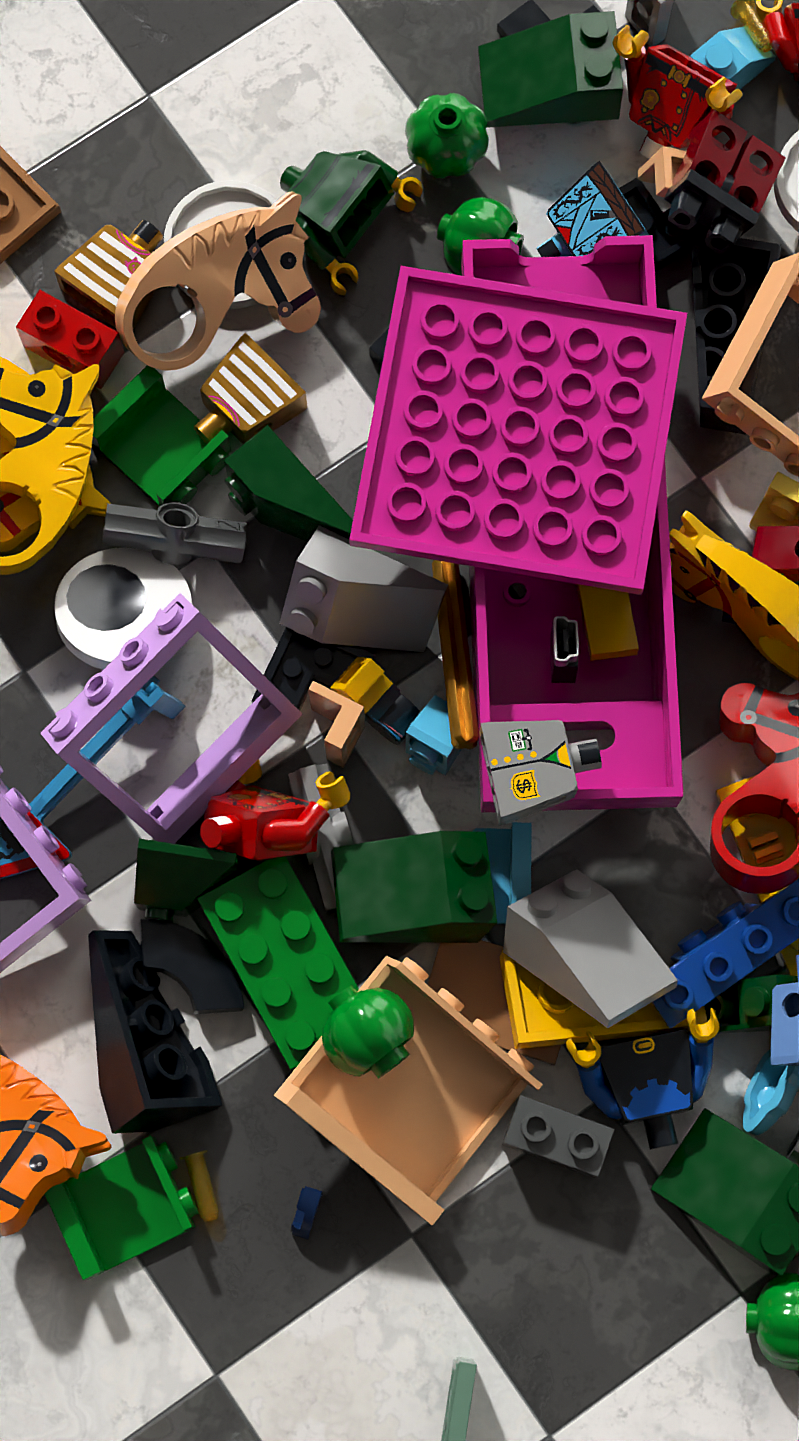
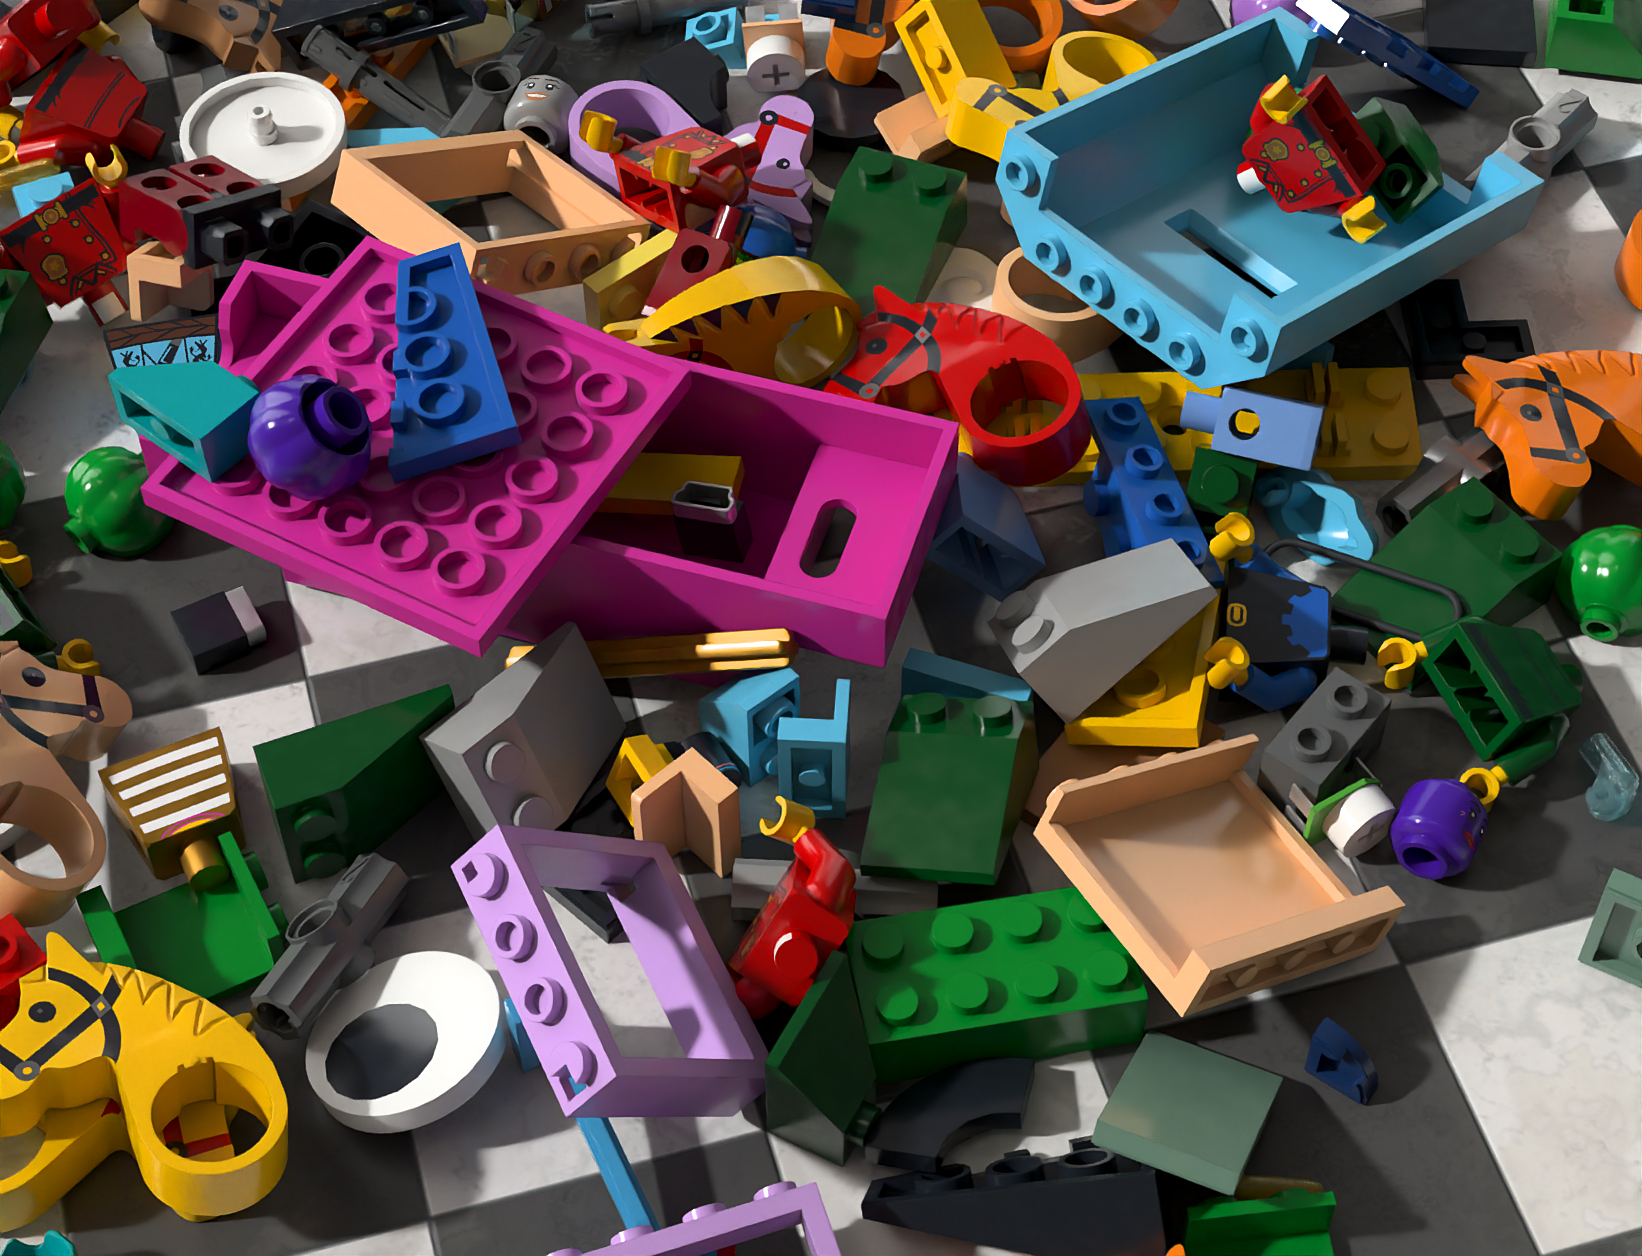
camera: 70 degrees left, 25 degrees down
(219, 1119) = (1188, 1112): none -> sand green tile
(367, 1031) = (1134, 865): green plant -> none
(418, 805) = (817, 758): none -> medium azure panel
(453, 361) = (310, 437): none -> dark purple plant
(460, 275) = (189, 411): none -> teal slope
(505, 1174) = (1350, 819): none -> white piece
(515, 1234) = (1438, 828): none -> dark purple head
(533, 765) = (864, 542): light grey torso -> none
(554, 431) = (445, 370): none -> blue wing
(608, 1355) = (1615, 780): none -> clear light blue arm
(647, 1256) = (1501, 691): none -> dark green torso
(664, 841) = (985, 534): none -> medium blue torso
(733, 1138) = (1376, 568): none -> black piece

